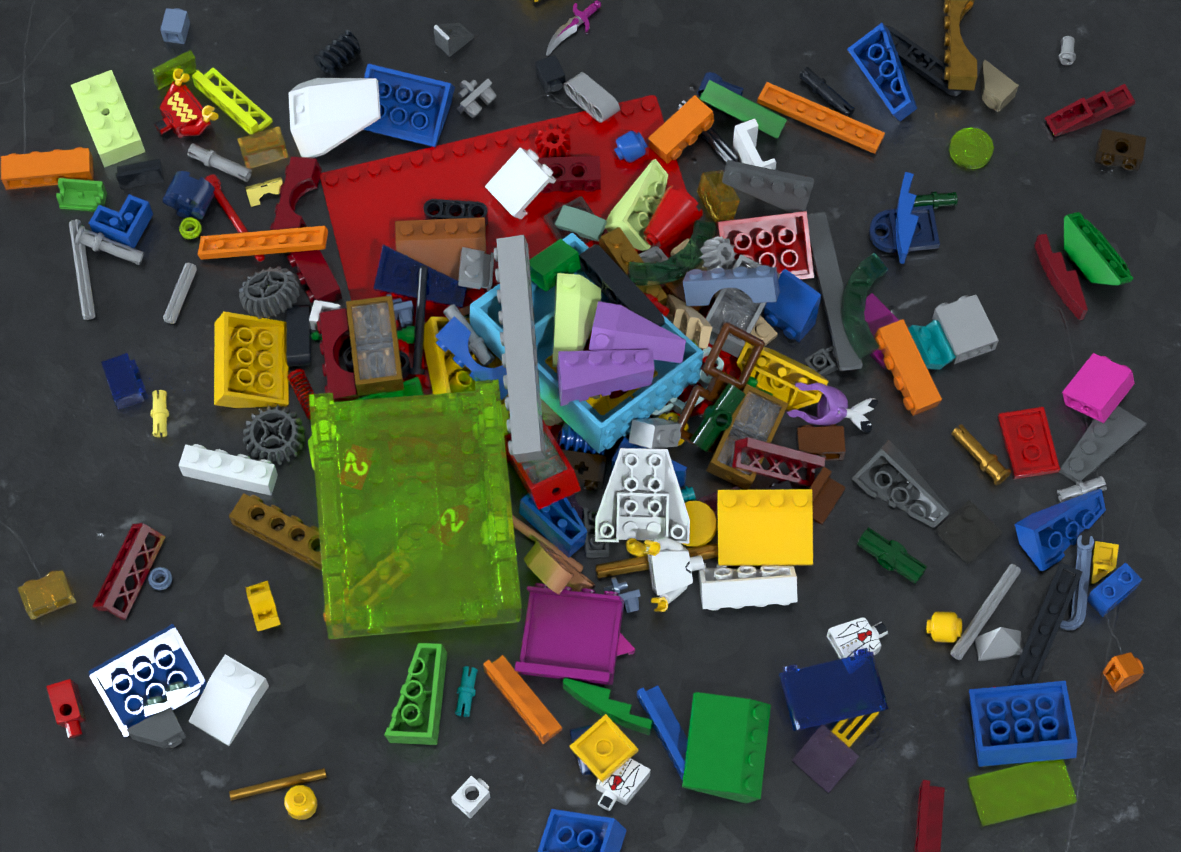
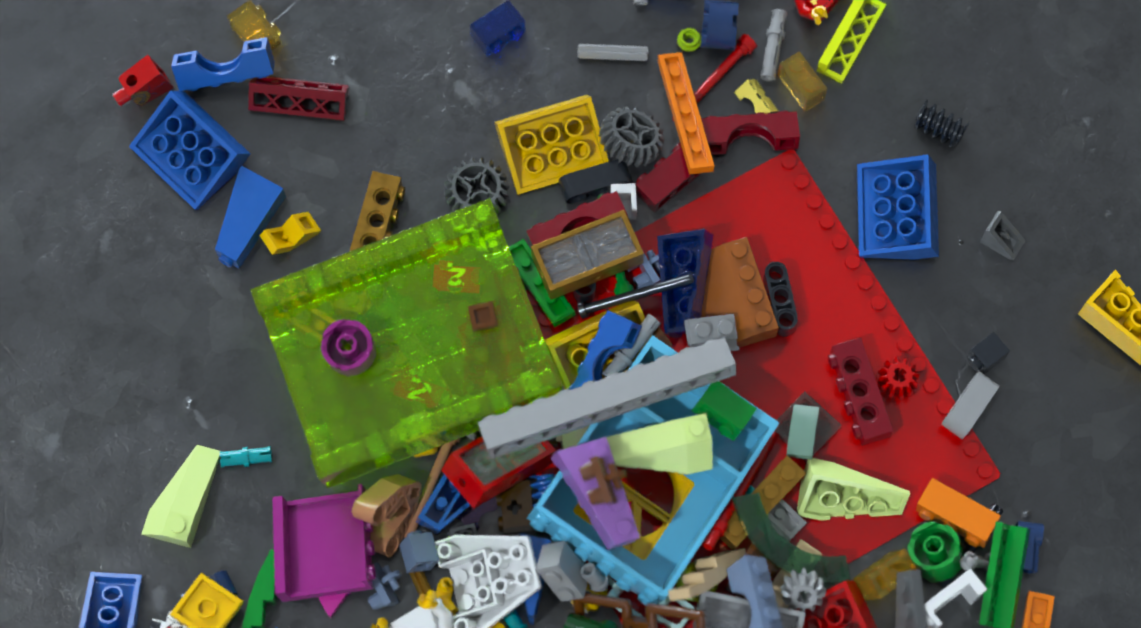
camera: 75 degrees right, 5 degrees up
(82, 598) = (195, 71): none -> blue arch
(155, 574) = (297, 122): sand blue plate -> none
(159, 413) = (473, 73): light yellow pin -> none
(159, 730) = (140, 176): dark grey slope -> none
(174, 694) = (172, 175): slope -> none
(228, 469) = (426, 156): white brick -> none
(228, 635) = (247, 216): none -> blue slope
(228, 700) = (185, 230): white slope -> none
(278, 784) = (112, 302): pearl gold bar -> none
(297, 378) = (551, 196): red piece -> none
(300, 802) = (93, 327): yellow head -> none
(331, 111) = (862, 134): white wedge -> none
(411, 435) = (482, 316): none -> reddish brown tile
(416, 543) = (356, 335): none -> magenta brick
(420, 703) = (224, 413): bright green wedge -> none
(469, 104) = (921, 278): light grey hips -> none
(470, 807) = (127, 483): white brick -> none
(494, 758) = (181, 504): none -> yellowish green wedge
(520, 181) = (834, 354): white panel -> none
(522, 699) = (248, 514): orange fence -> none
(572, 25) = (1059, 361): piece -> none
(589, 359) = (605, 492): none -> reddish brown hips
(599, 556) = (419, 551): none -> sand blue brick
(617, 284) = (714, 489): black beam -> none
(622, 329) = (655, 504): medium lavender wedge -> none
(630, 146) = (920, 463): blue head -> none
(665, 412) = (594, 577): none -> light grey pin
(672, 216) = (838, 527): red cone -> none
(698, 151) = (940, 564): none -> green brick
(726, 127) = (973, 561): none -> light grey arm

